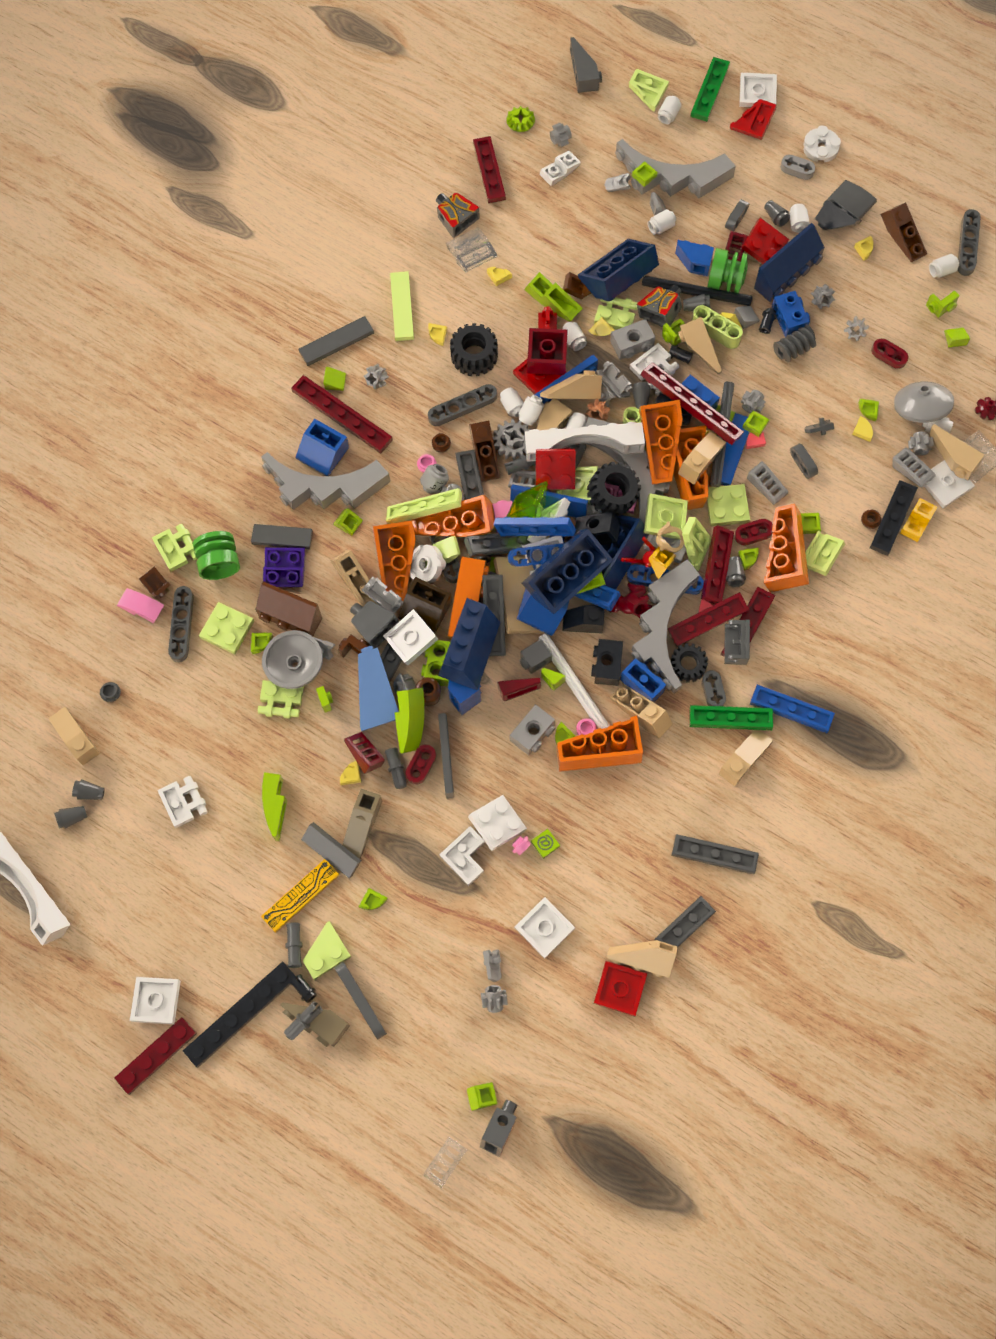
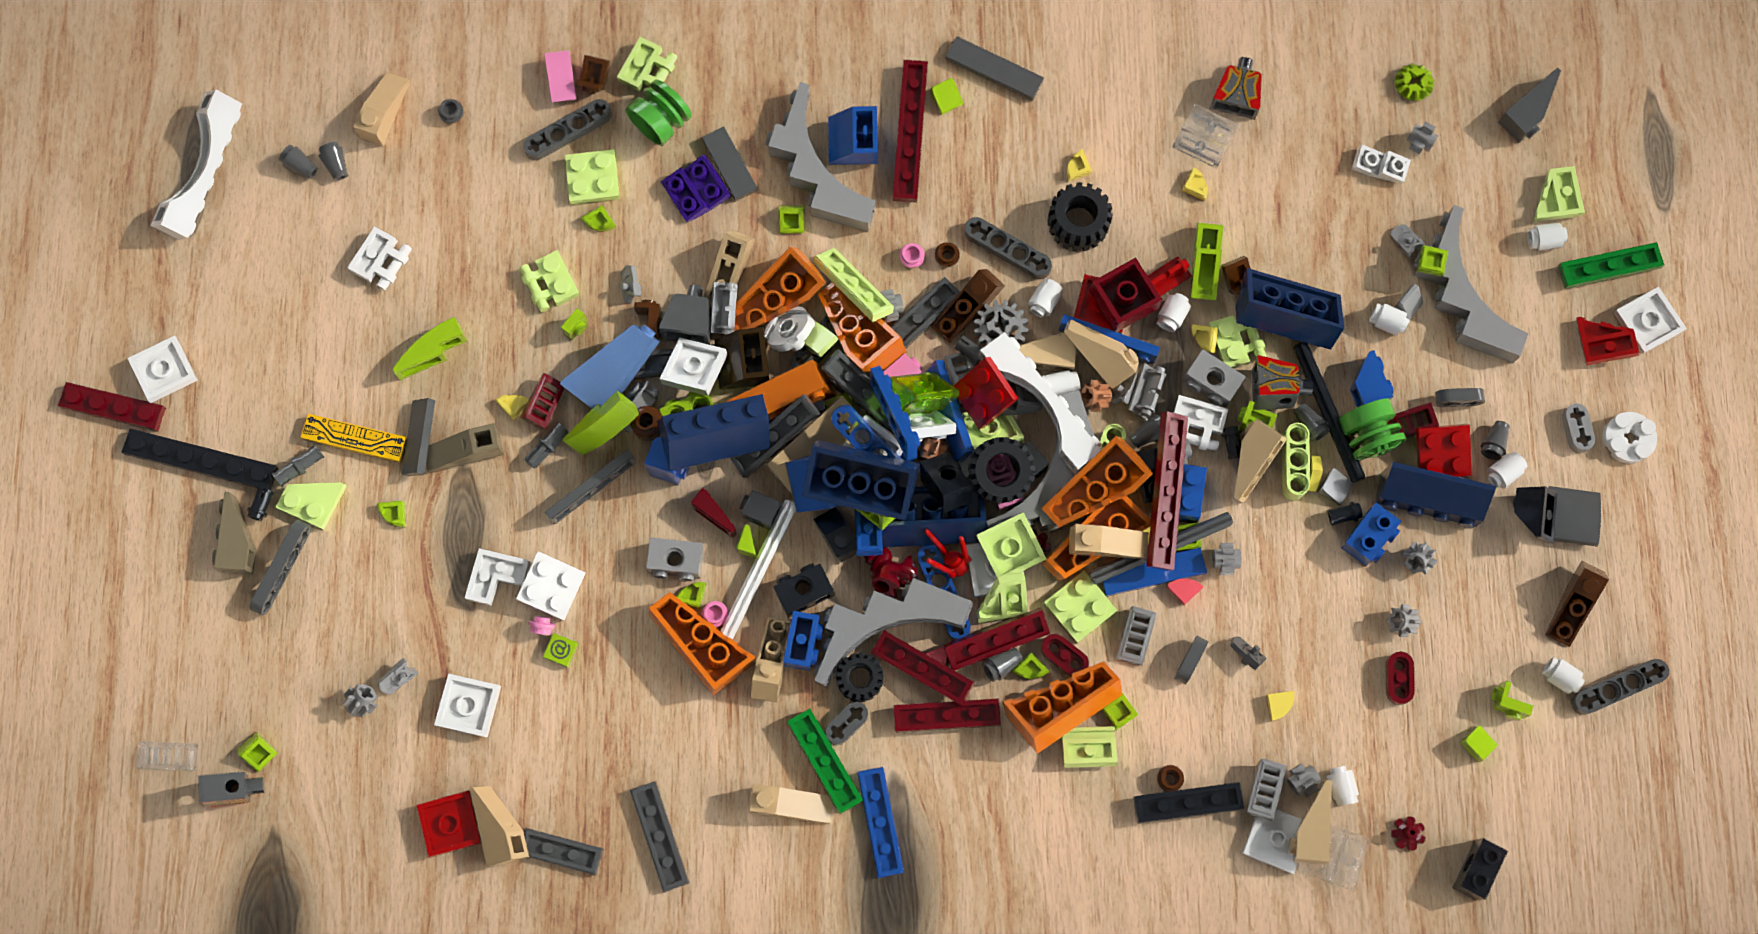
camera: 55 degrees right, 5 degrees up
(287, 609) = (644, 225): reddish brown slope -> none
(291, 648) = (591, 251): light grey dish -> none
(303, 1021) = (219, 524): dark grey axle -> none
(376, 376) = (977, 136): light grey gear -> none
(401, 306) = (1084, 108): yellowish green tile -> none
(421, 765) = (567, 467): dark red plate -> none
(434, 478) = (895, 274): light grey head -> none
(489, 169) = (1321, 89): dark red plate -> none
(531, 410) = (1044, 323): white brick -> none
(661, 561) = (953, 573): yellow slope -> none
(662, 542) = (992, 557): tan piece -> none
(737, 642) = (912, 715): dark grey hinge -> none
(755, 423) = (1200, 578): lime tile -> none
(795, 343) = (1333, 563): dark grey piece -> none
(864, 247) = (1525, 569): light yellow tile -> none
(869, 408) = (1312, 696): lime tile -> none
(918, 520) = (1206, 833): yellow slope -> none
(924, 402) = (1354, 762): light grey dish -> none

